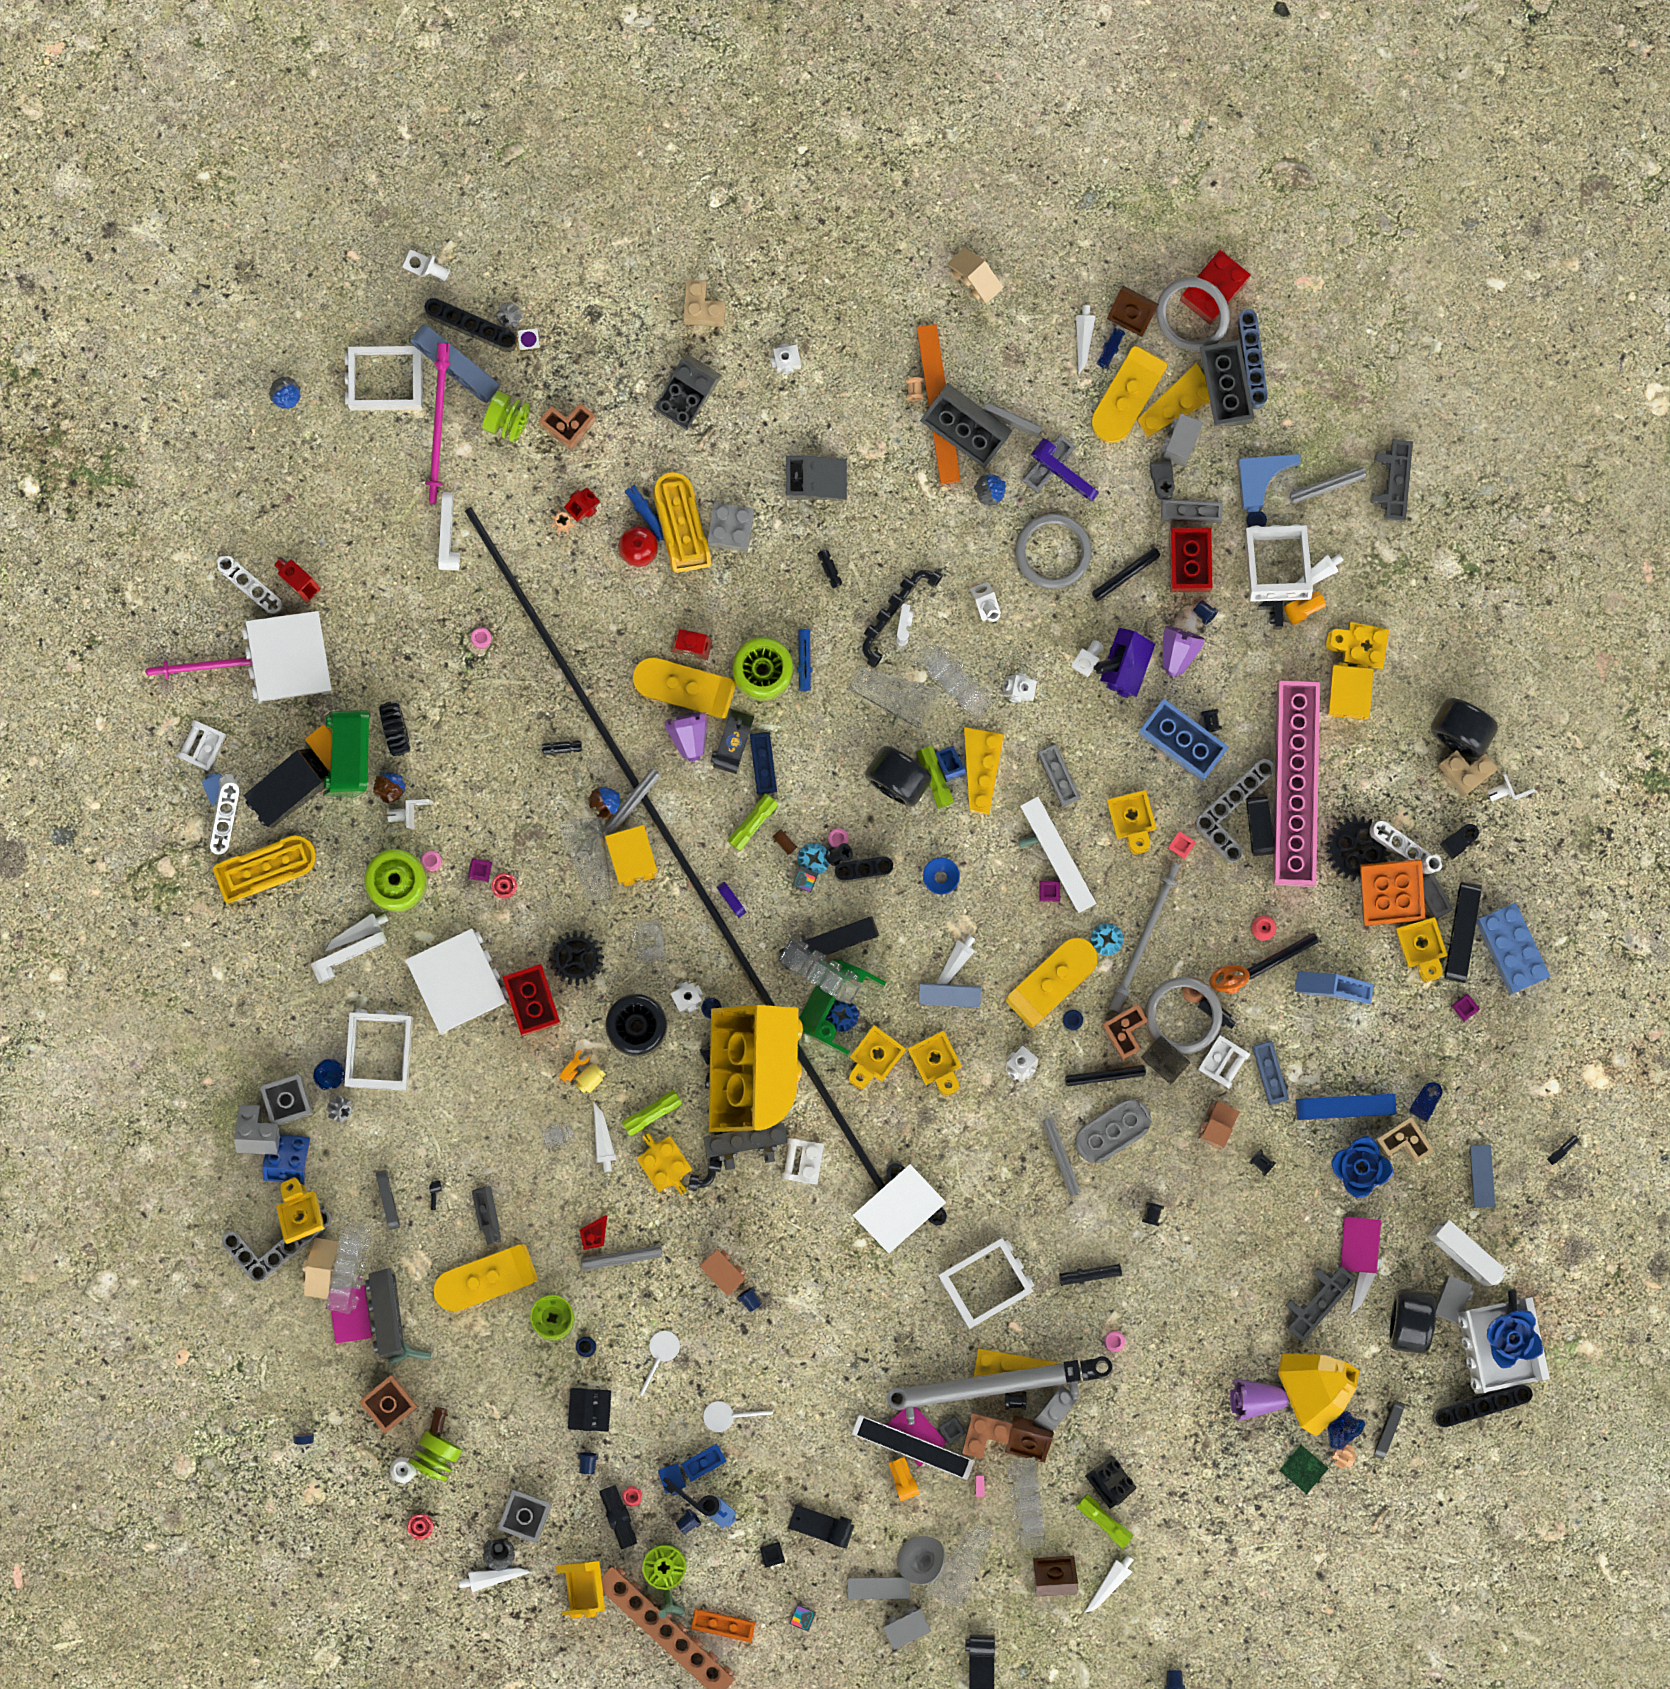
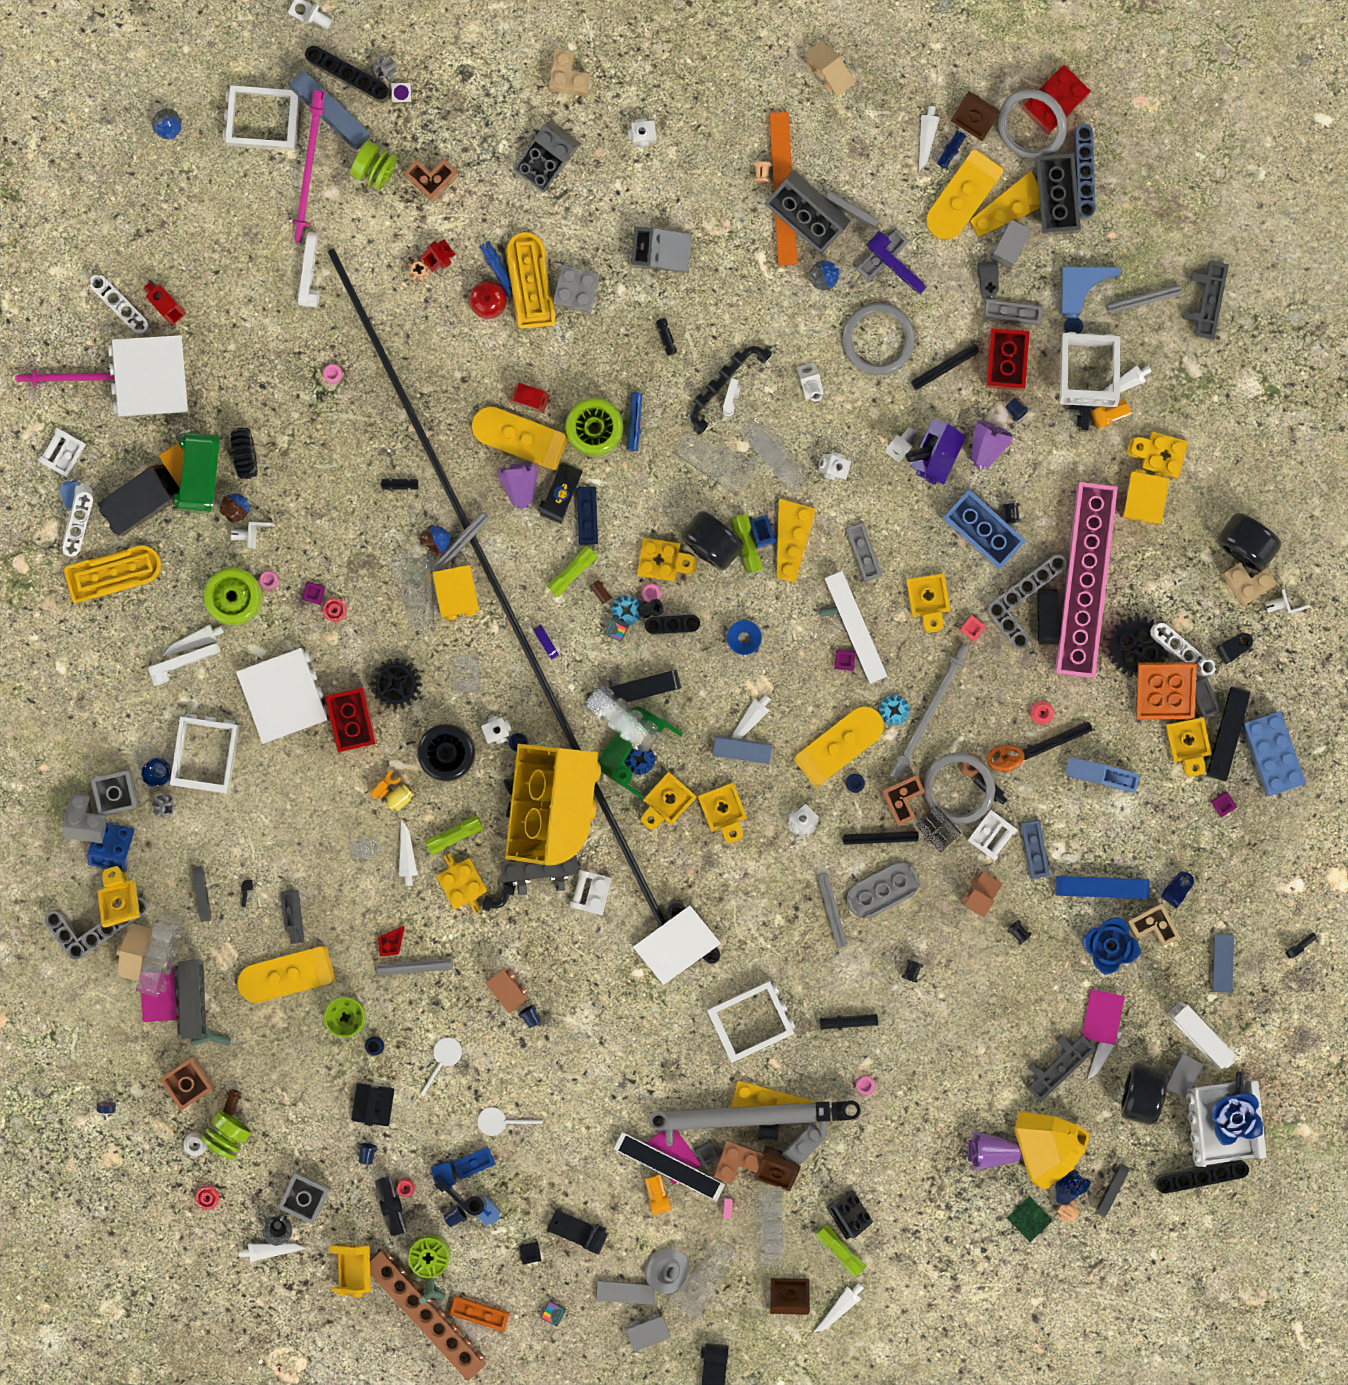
camera: 10 degrees right, 5 degrees up
(858, 804) = (673, 562): none -> yellow plate

